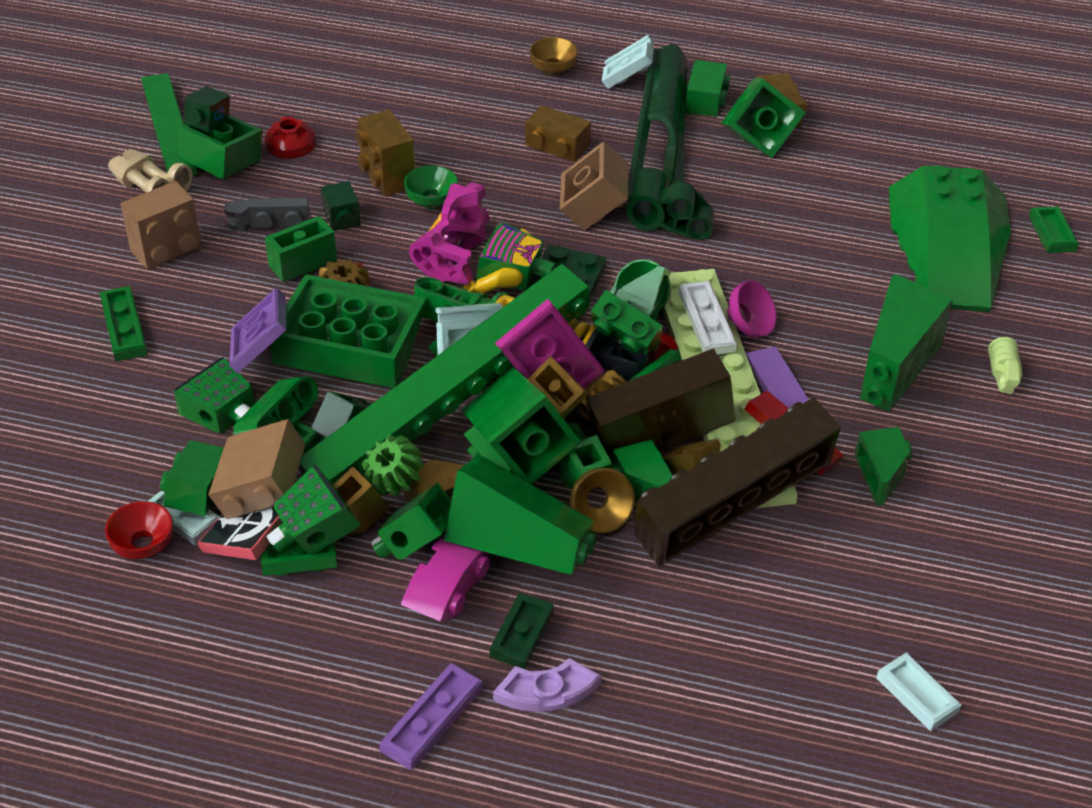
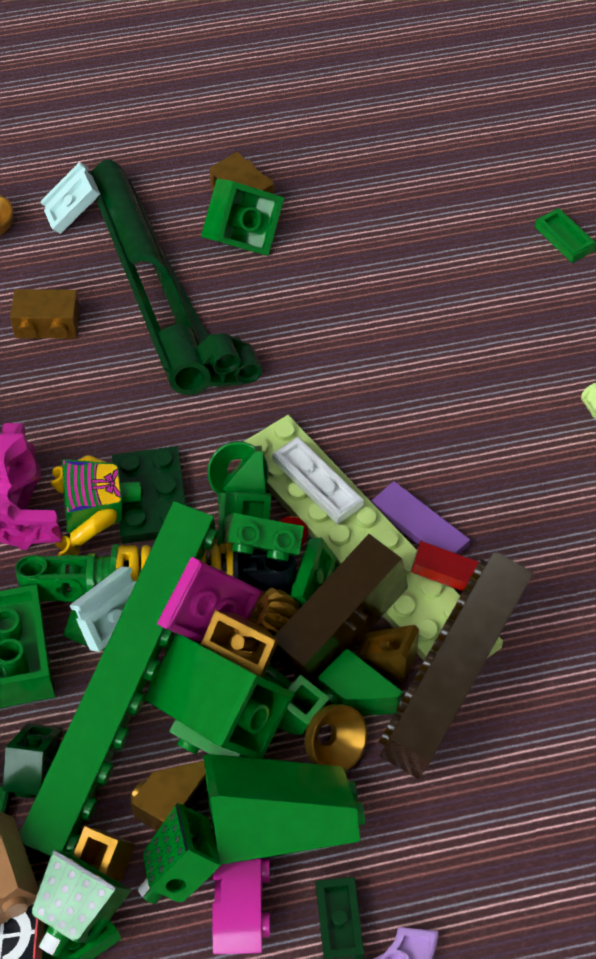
camera: 25 degrees left, 10 degrees up
(393, 465) = (136, 804): bright green gear -> none
(594, 186) = (125, 370): medium nougat brick -> none
(707, 88) = (163, 197): green brick -> none
(757, 309) = (353, 451): dark pink piece -> none
(882, 460) = (558, 568): green slope -> none
(904, 340) = (507, 423): green slope -> none
(952, 232) = (482, 280): green wedge -> none

